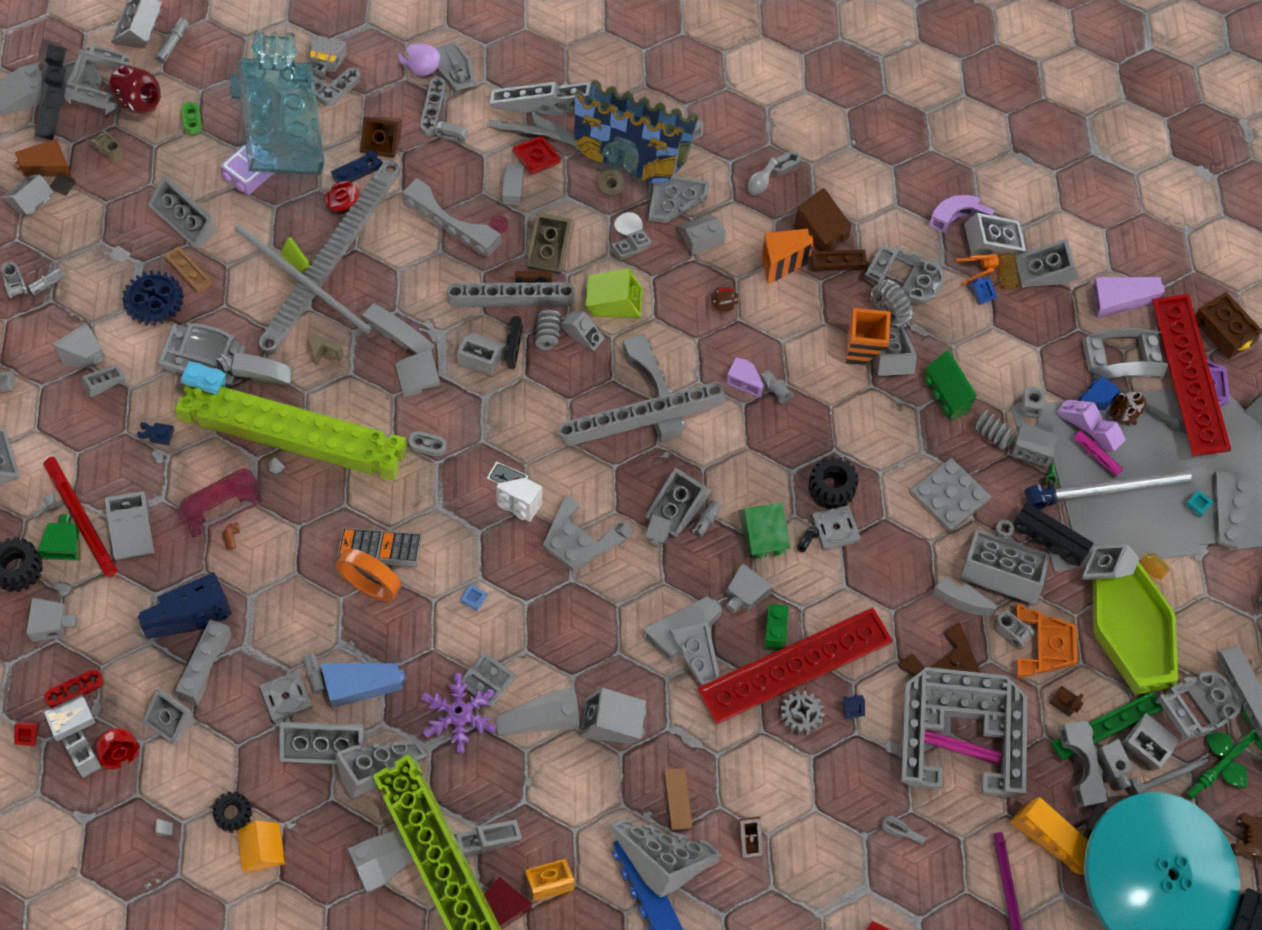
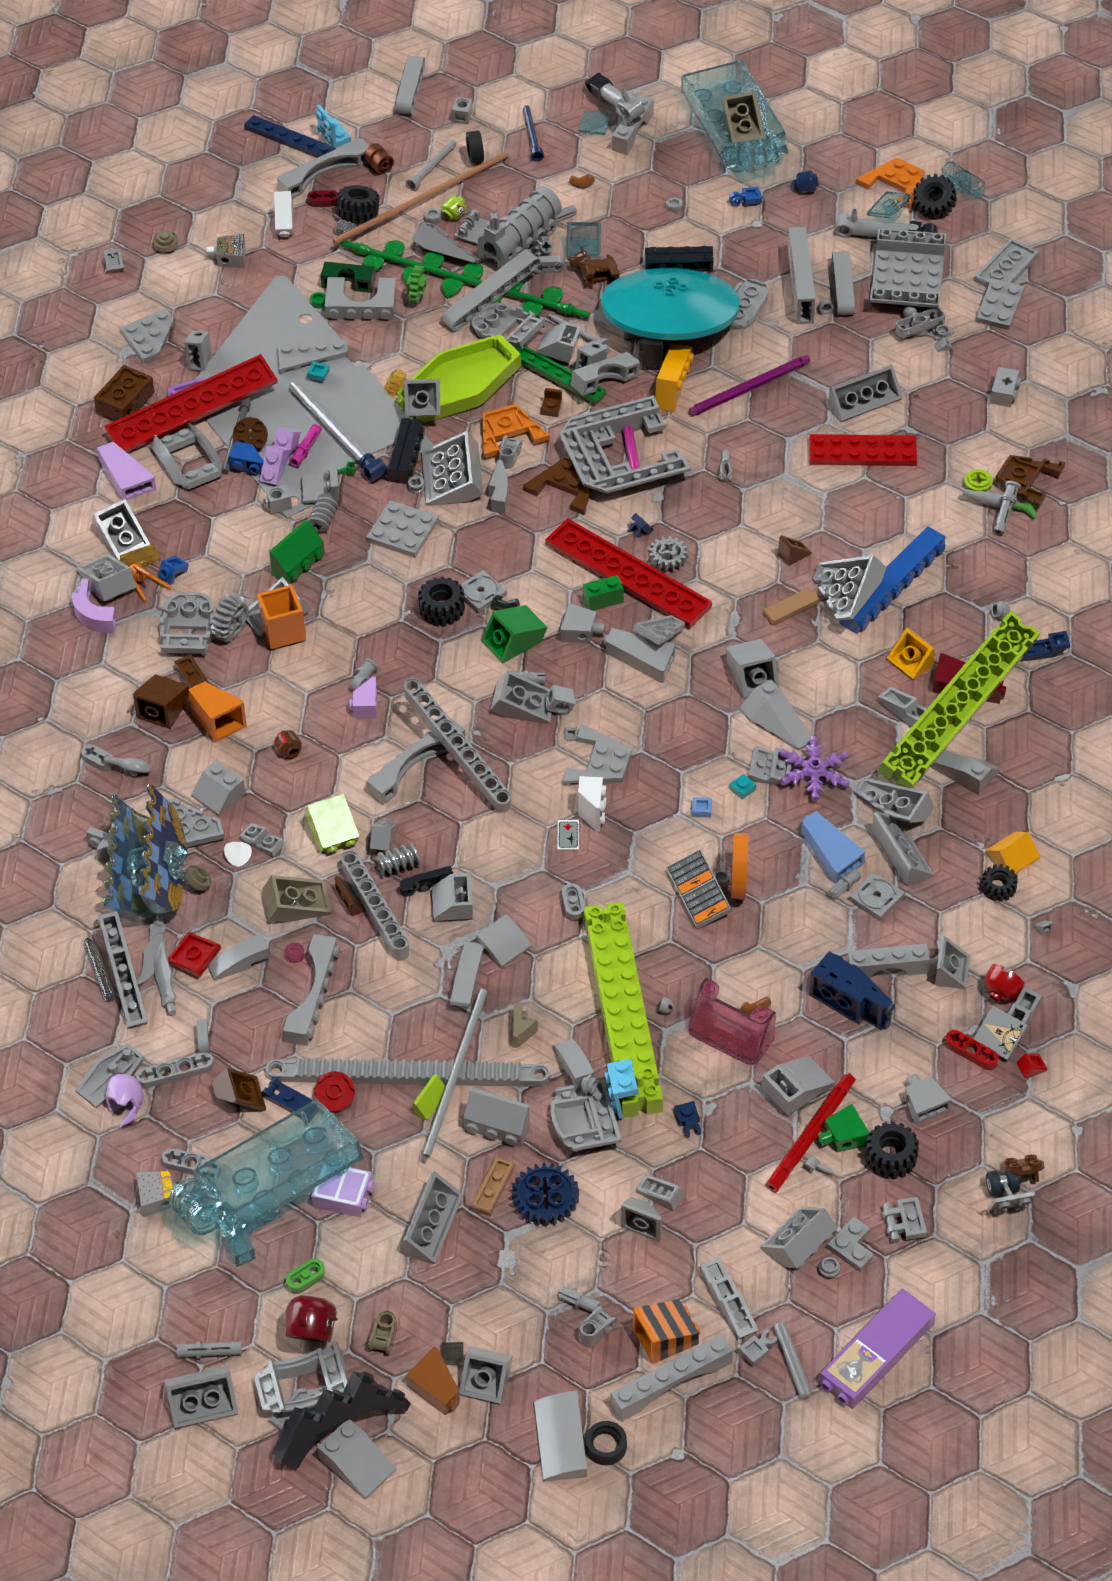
camera: 110 degrees left, 10 degrees down
(241, 291) = (496, 1117): none -> light grey slope
(477, 644) = (742, 786): none -> teal plate

